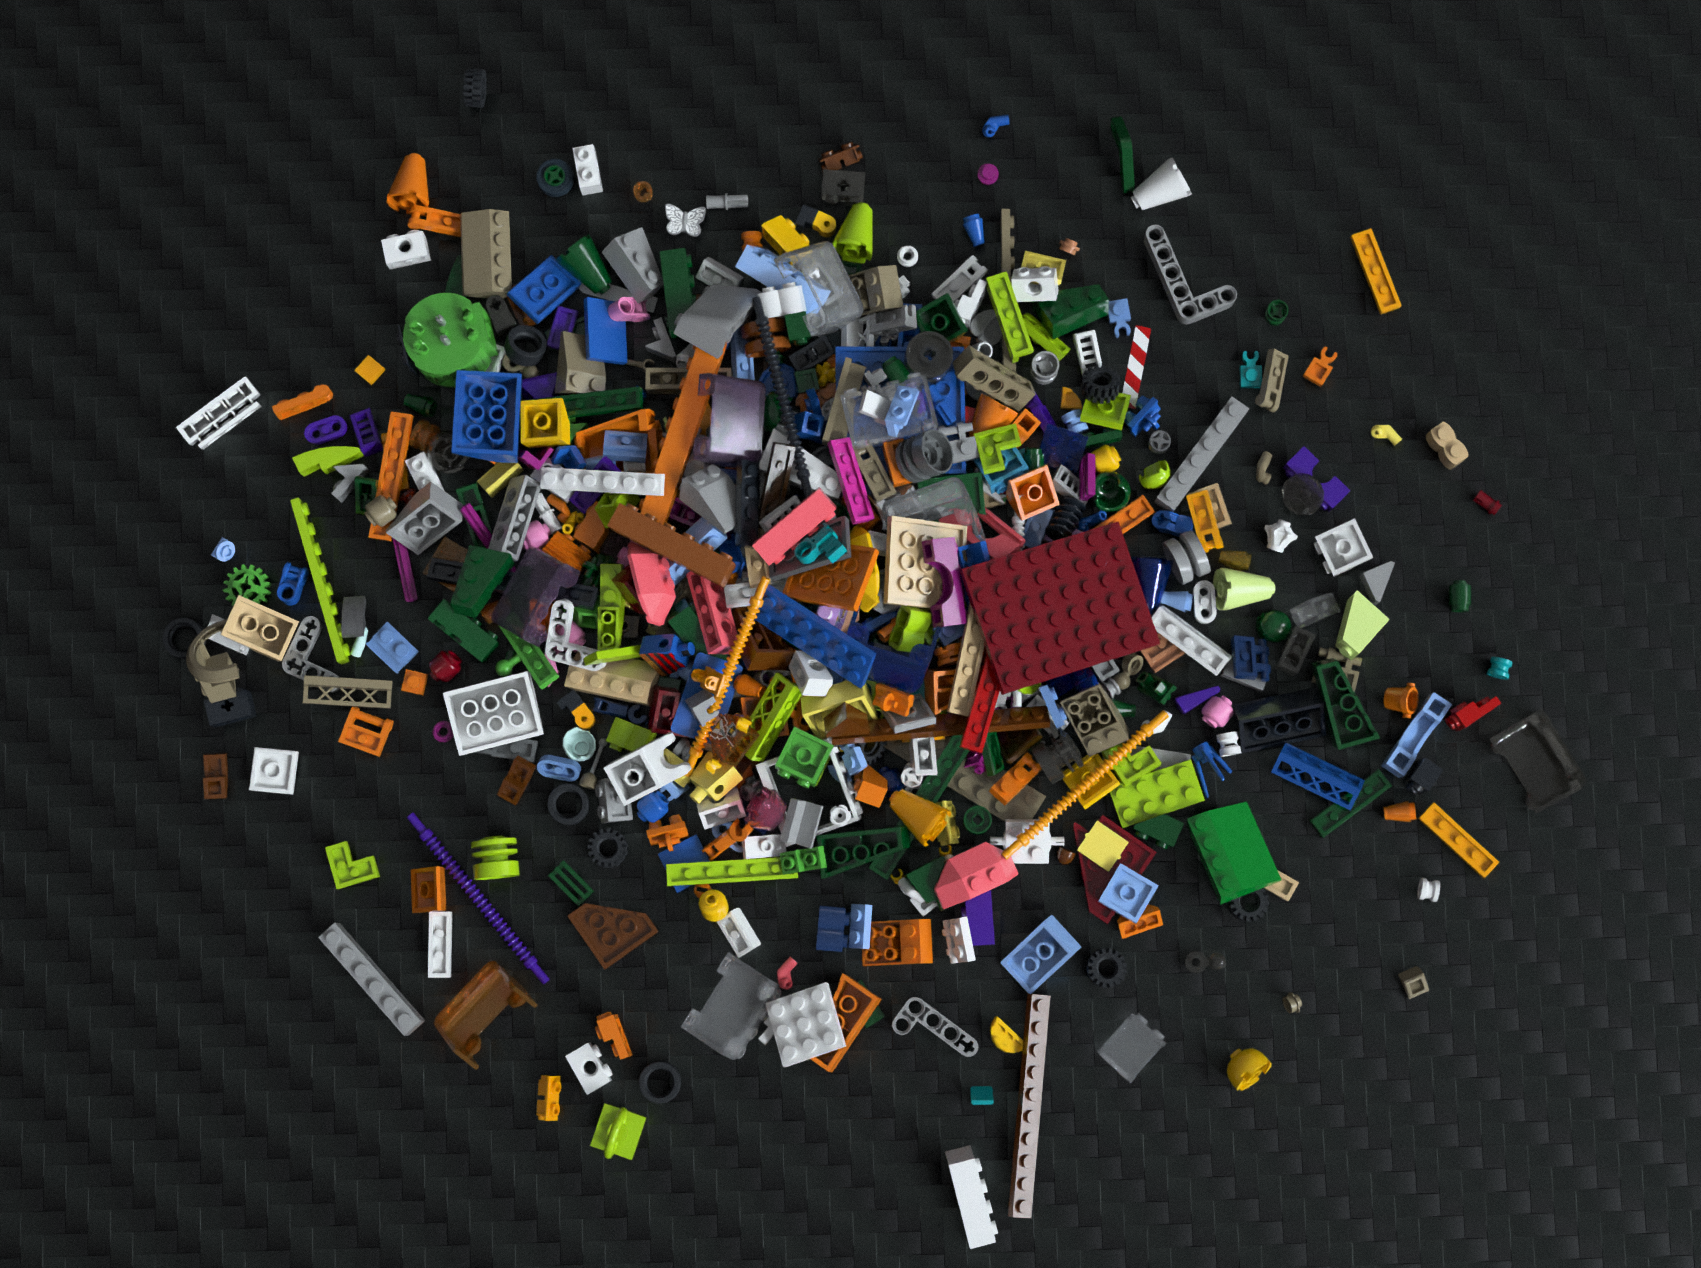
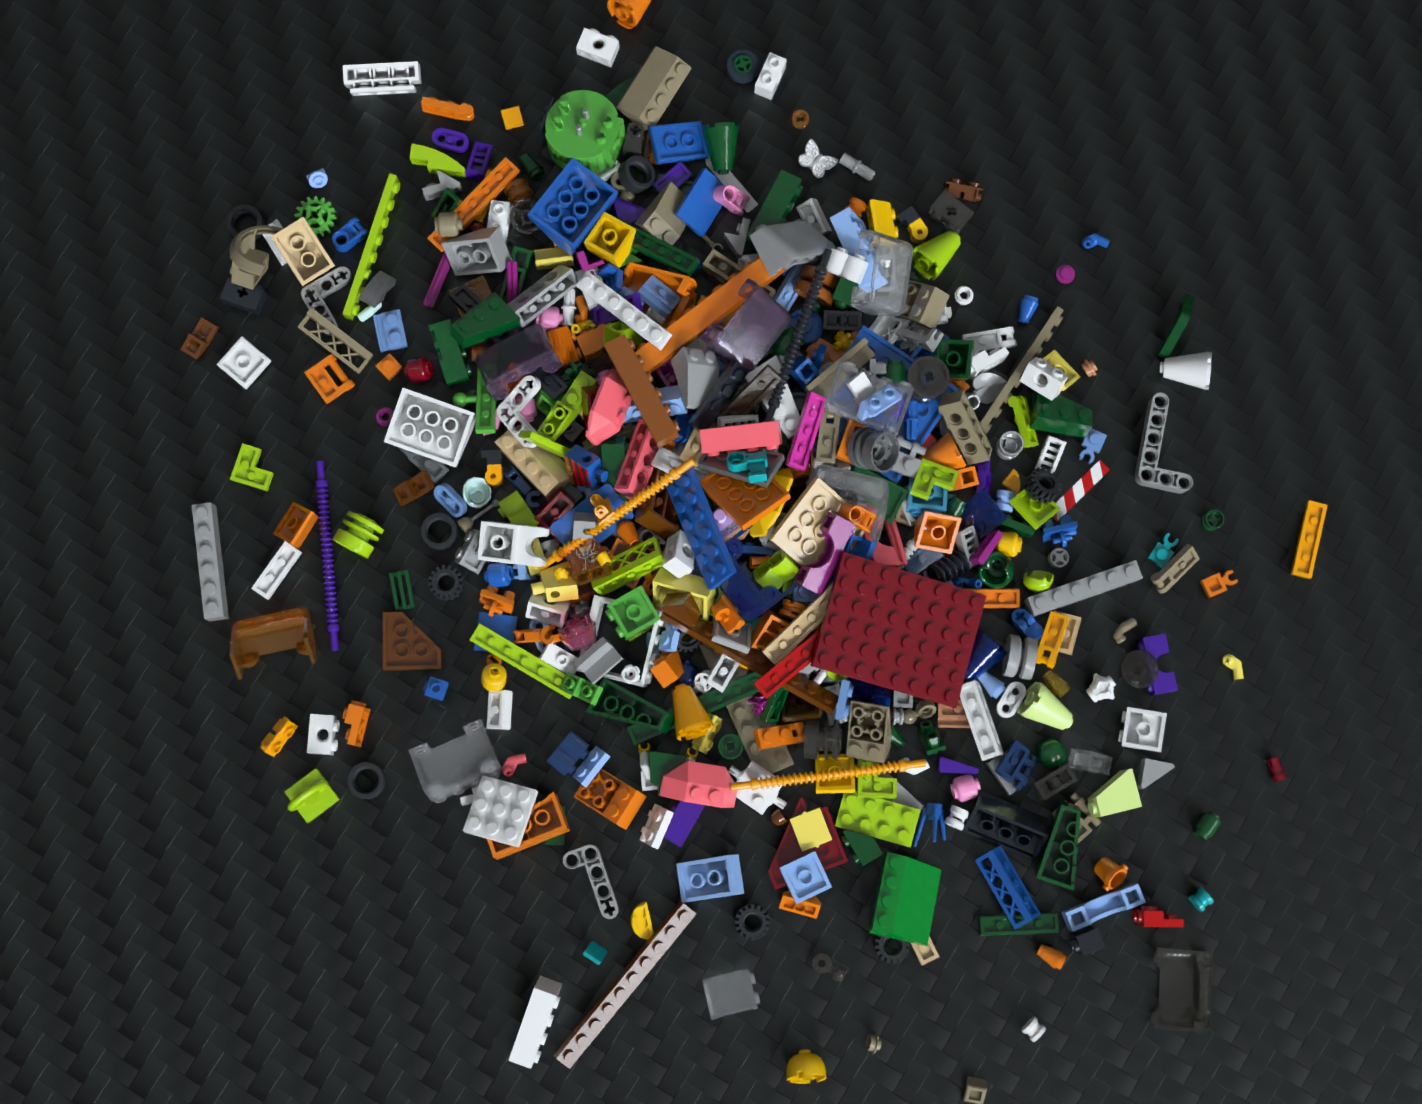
camera: 25 degrees right, 0 degrees up
(436, 220) = (634, 40): orange plate -> none
(635, 264) = (757, 167): light grey wedge -> none
(666, 952) = (435, 688): none -> blue bracket
(806, 380) = (825, 336): dark green tile -> none
(879, 542) = (796, 490): white plate -> none
(953, 526) = (860, 517): none -> orange piece
(1009, 316) = (1008, 389): lime fence -> none
(1449, 449) = (1274, 703): tan brick -> none
(1458, 840) = (1081, 1007): light orange plate -> none

